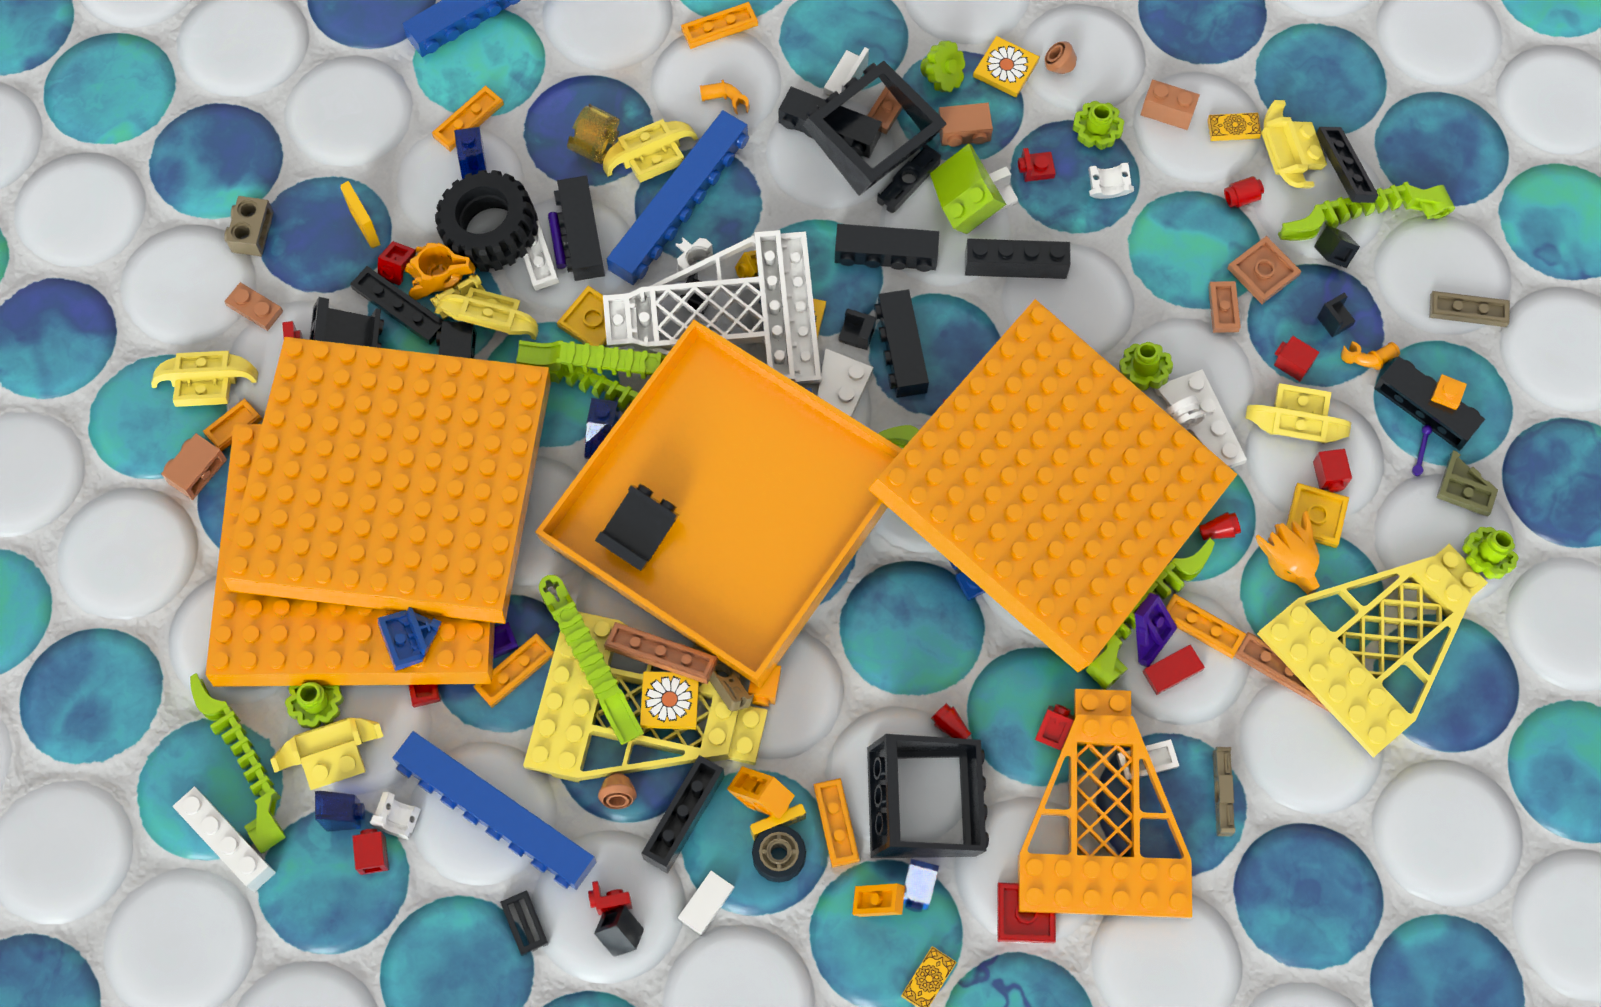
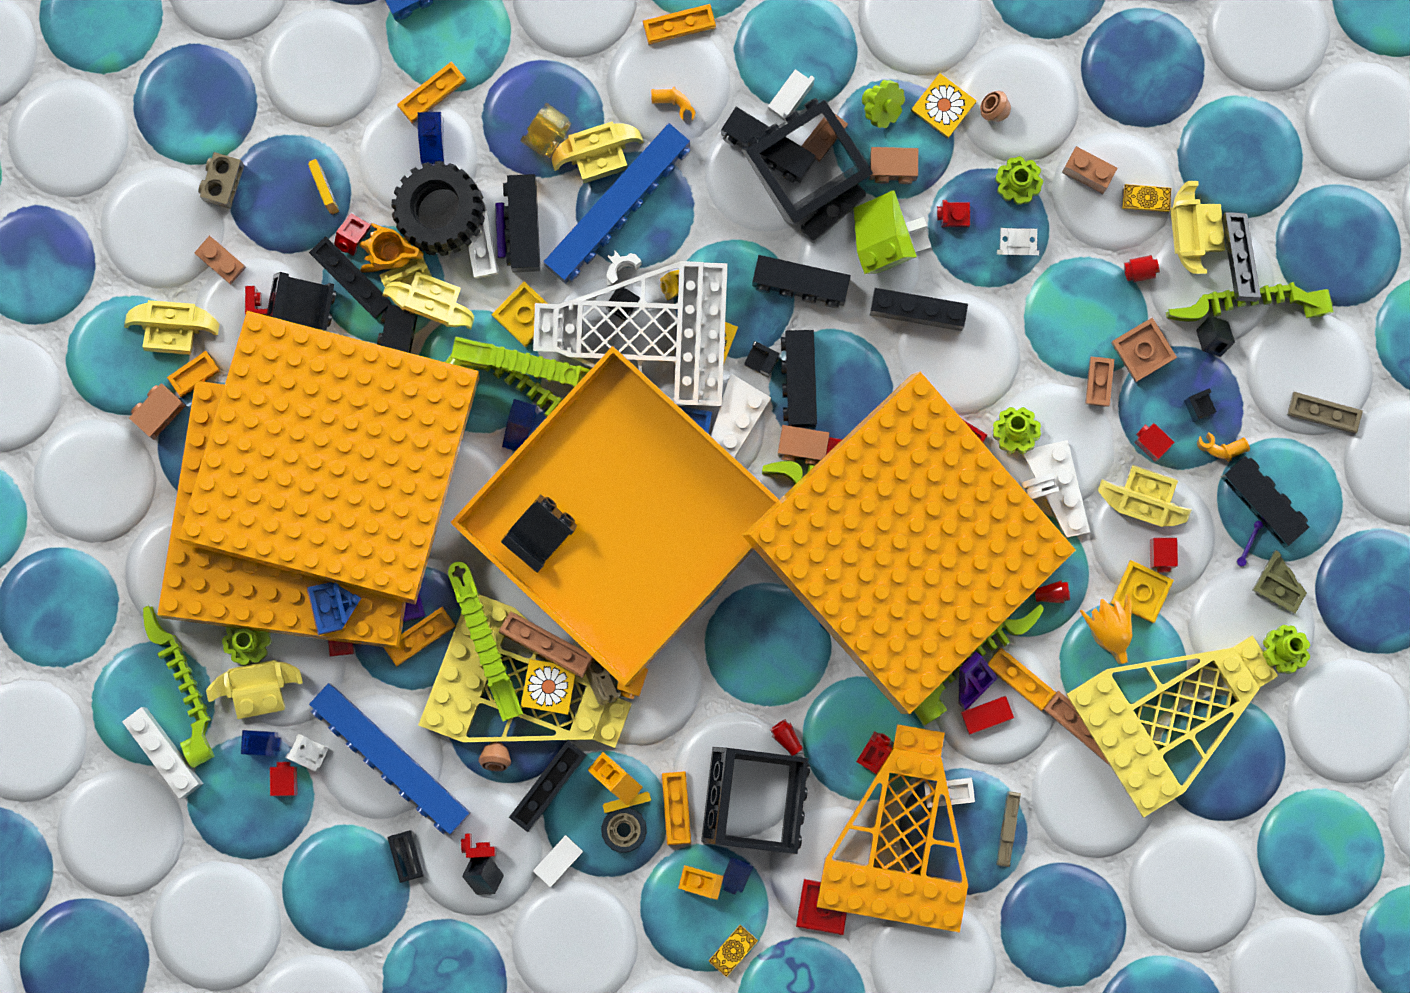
camera: 10 degrees right, 15 degrees up
(913, 406) = (802, 444): none -> nougat brick
(1448, 392) = (1281, 498): light orange plate -> none

